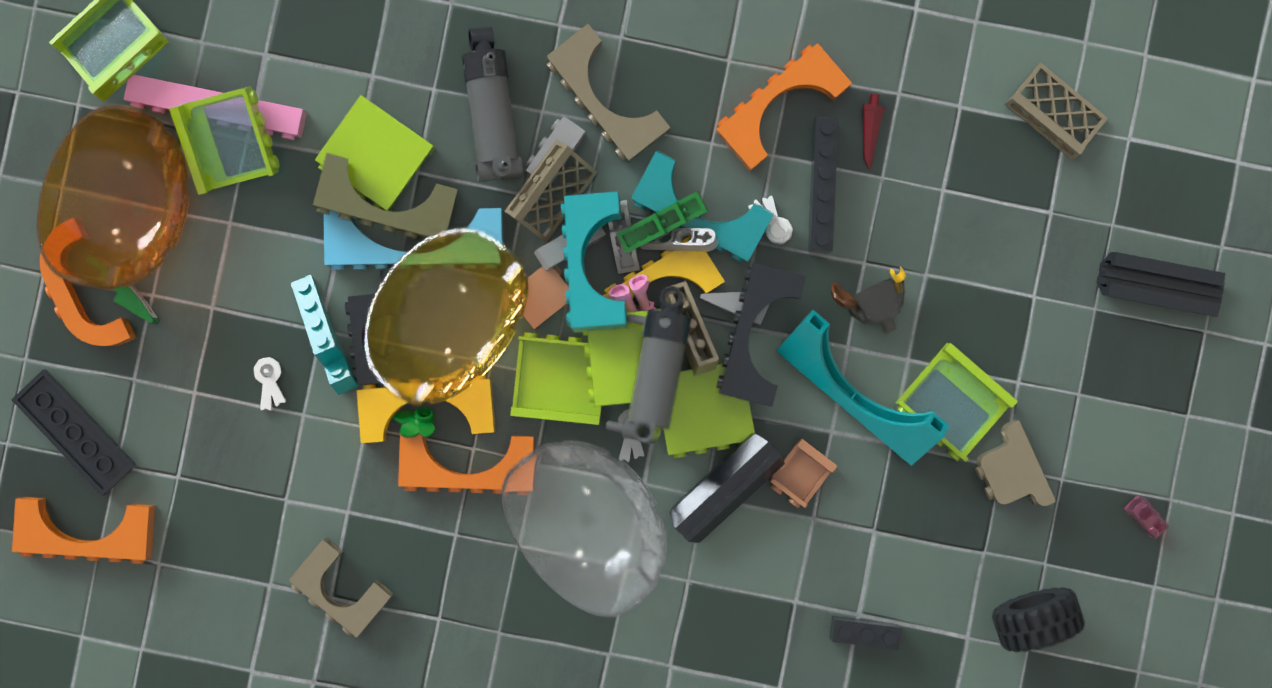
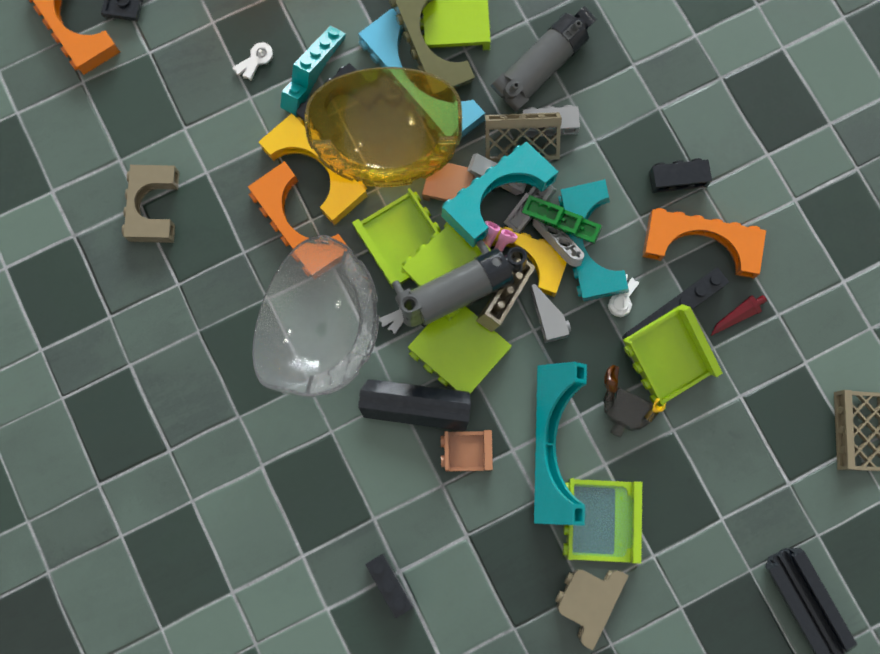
camera: 55 degrees right, 10 degrees down
(416, 422) = (299, 167): green plate -> none
(572, 64) = (601, 159): dark tan arch -> none
(702, 74) = (680, 175): none -> black brick
(740, 376) = (571, 320): black arch -> none
(861, 225) = (671, 354): none -> lime panel

